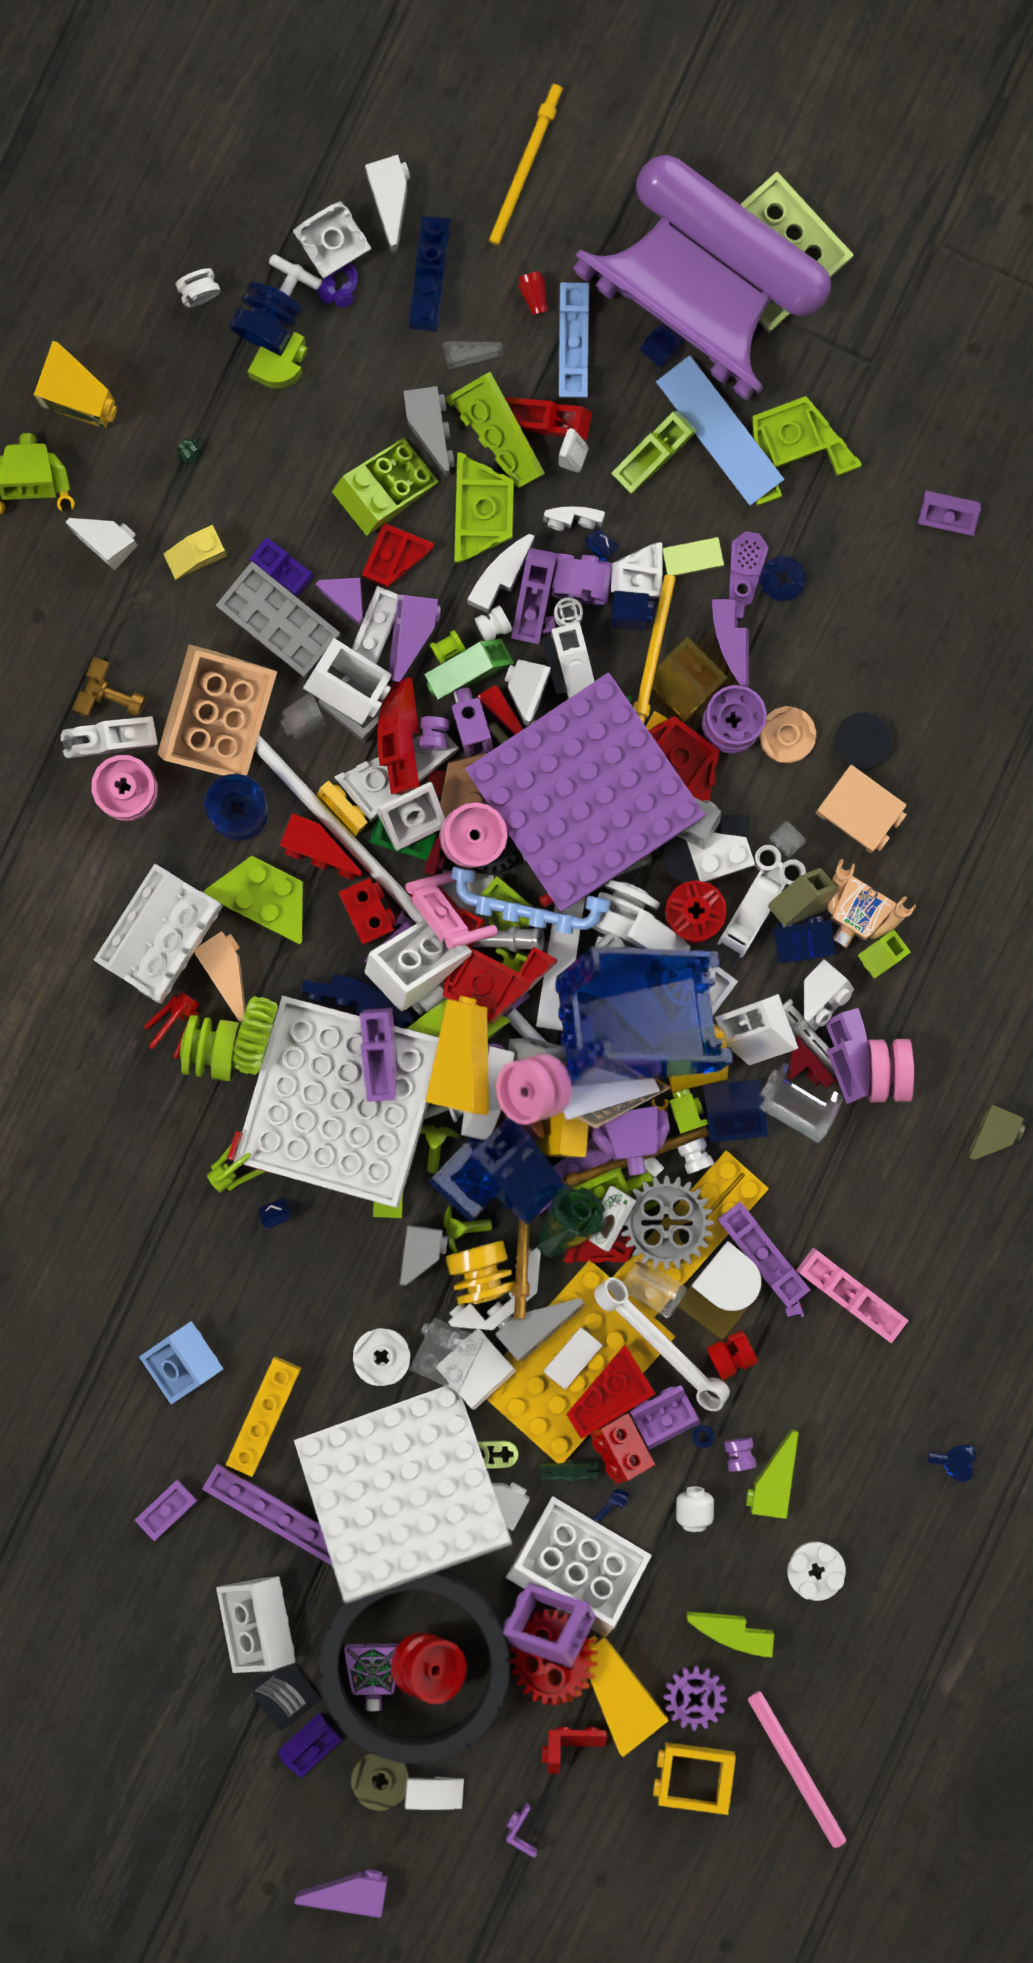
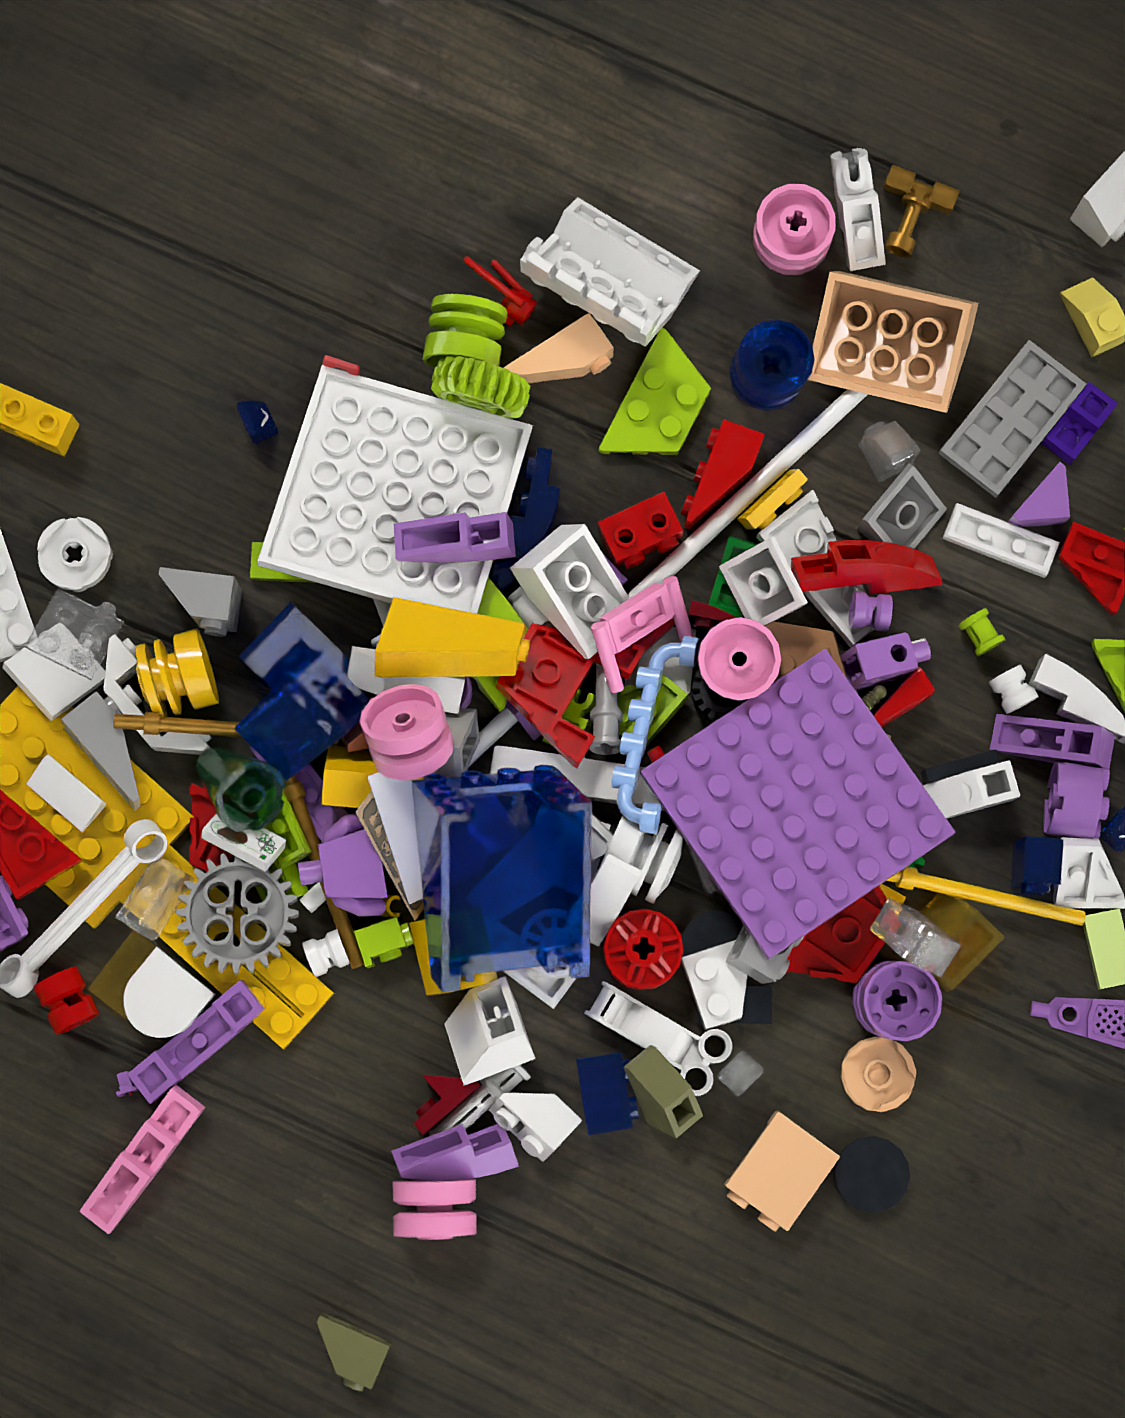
camera: 90 degrees right, 5 degrees down
(181, 1362) = (72, 307): light blue slope -> none
(223, 1175) = (307, 357): lime plant -> none
(340, 694) = (917, 490): white window -> none
(401, 919) = (632, 578): medium lavender piece -> none
(412, 627) = (1008, 586): medium lavender slope -> none
(435, 1138) = (348, 616): lime plant -> none
(437, 779) = (808, 618): red sticker -> none
(456, 1228) = (233, 644): lime plant -> none
(468, 668) = (957, 658): slope -> none
(526, 687) = (931, 732): white slope -> none
(549, 625) = (1017, 763): medium lavender piece -> none
(568, 616) = (1027, 785): white wheel -> none
(688, 704) = (915, 937): none -> clear brick
(732, 640) = (1001, 999): medium lavender slope -> none
(734, 1111) = (383, 1003): clear blue slope -> none
(770, 582) = (1069, 1075): clear blue gear -> none
(798, 1107) = (388, 1085): clear panel -> none
(862, 909) = (648, 1172): light nougat torso -> none
(883, 953) = (584, 1195): lime brick -> none

